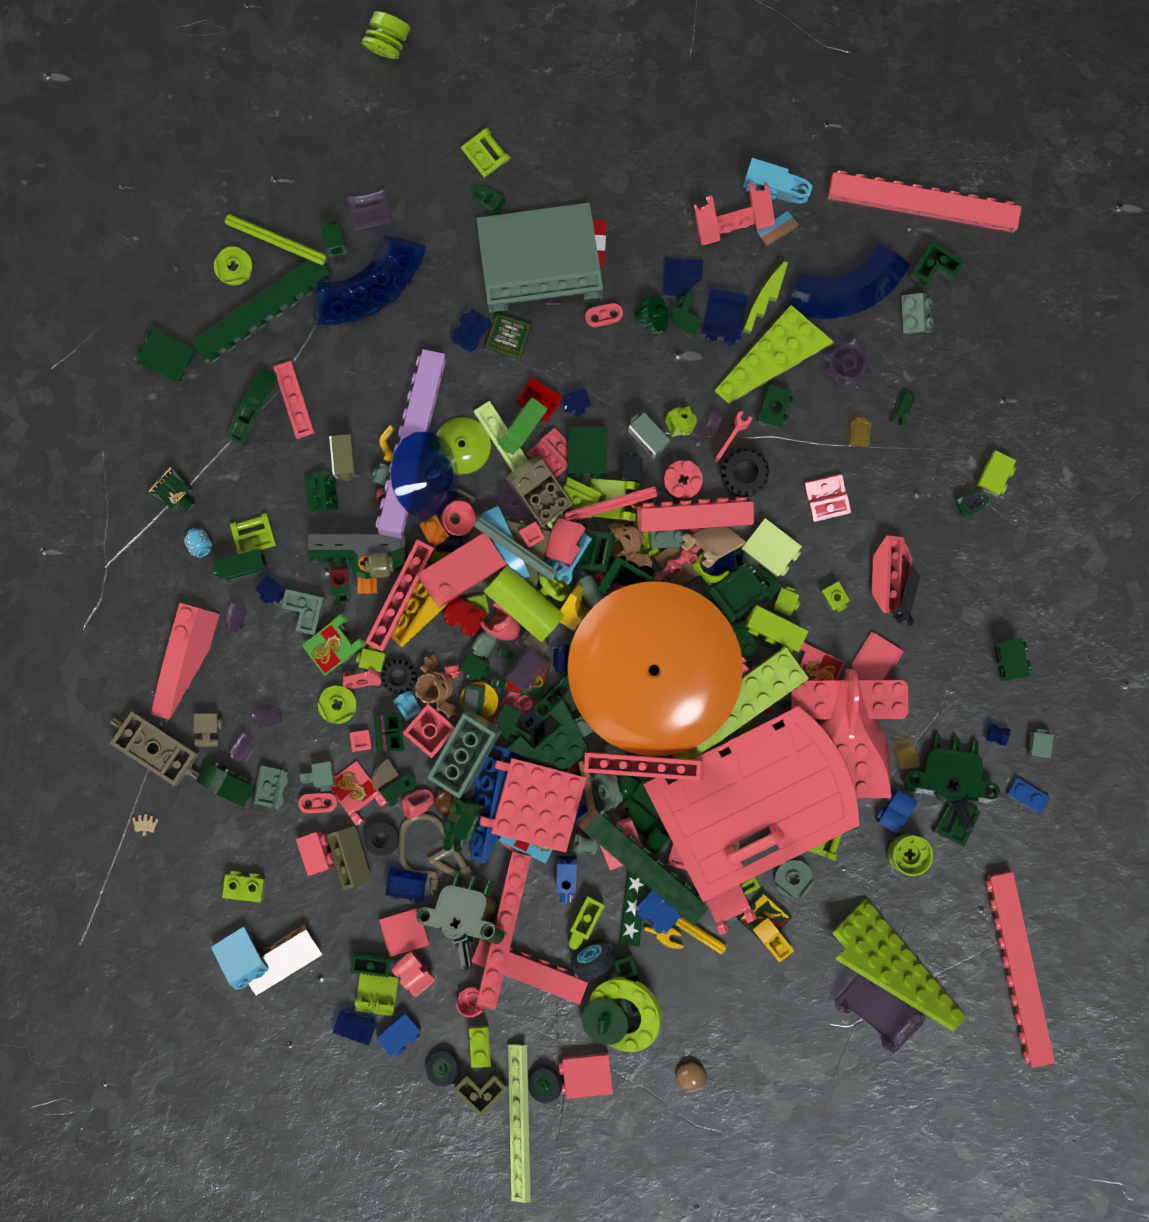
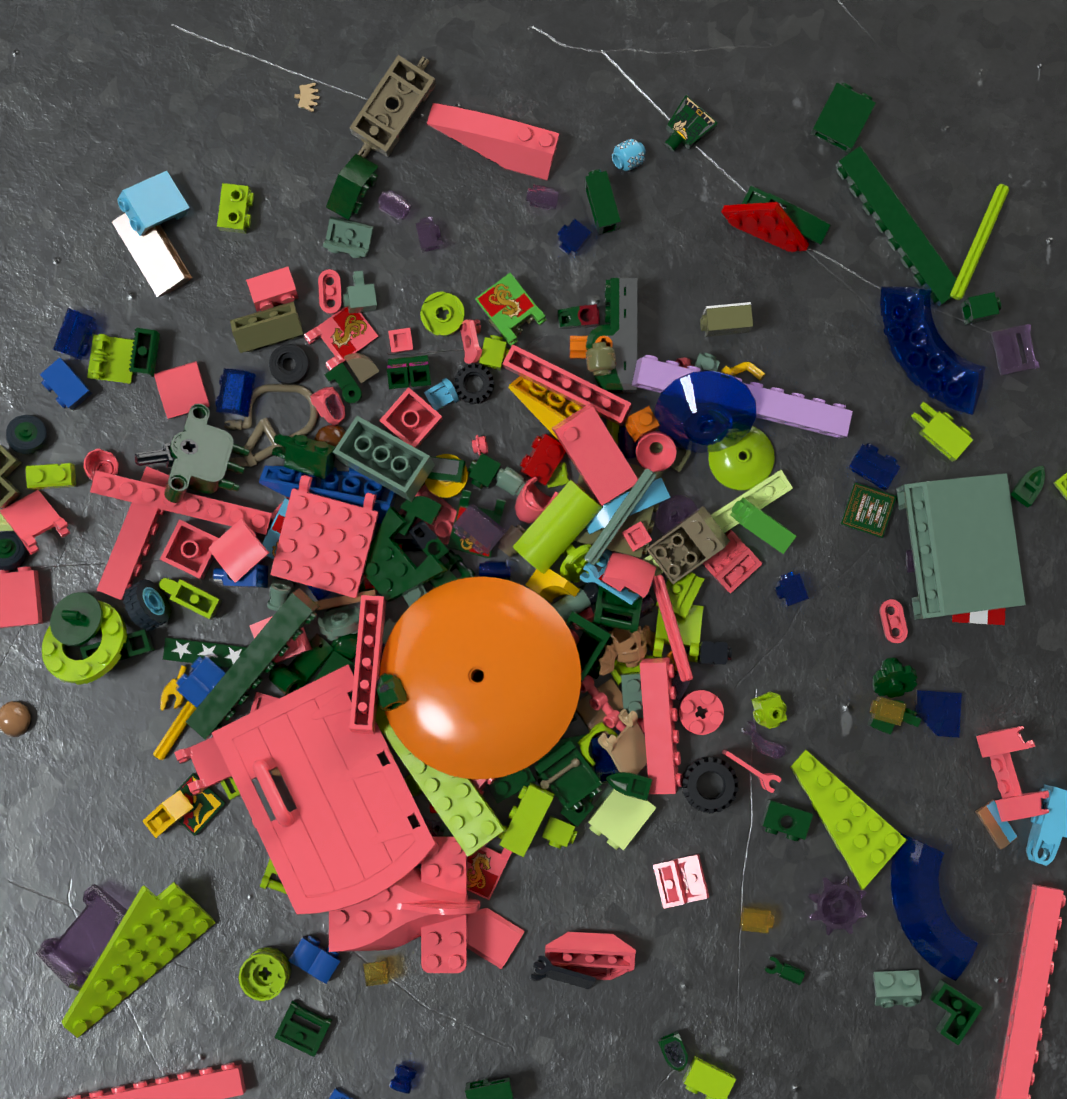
camera: 90 degrees right, 0 degrees up
(206, 725) = (419, 165): dark tan brick -> none
(242, 272) = (941, 205): lime plate -> none
(258, 539) = (631, 220): lime plate -> none
(259, 421) = (767, 223): none -> red plate
(294, 399) = (793, 264): coral tile -> none
(309, 608) = (553, 281): sand green panel -> none
(321, 491) = (687, 295): dark green bracket -> none
(413, 974) = (133, 400): coral brick -> none
(435, 687) = (461, 426): medium nougat helmet -> none
(441, 271) = (943, 432): none -> lime hinge
(516, 1061) = (33, 517): none -> coral flag
(542, 394) = (800, 548): red bracket -> none
(544, 922) = (189, 549): none -> coral brick
(545, 879) = (238, 550): none -> coral slope
(587, 451) = (733, 601): dark green panel -> none
(648, 435) = (753, 672): sand green piece -> none
(668, 745) = (390, 692): none -> dark green rock
(681, 320) = (887, 710): none -> clear yellow brick
(724, 316) = (892, 762): clear blue panel -> none
(746, 539) = (630, 785): none -> dark green plate
(746, 613) = (545, 784): none -> dark tan hinge
(769, 292) = (921, 814): lime slope -> none
(793, 890) = (226, 843): sand green plate -> none
(835, 597) = (564, 889): lime brick -> none
(957, 769) = (363, 1030): dark green piece -> none

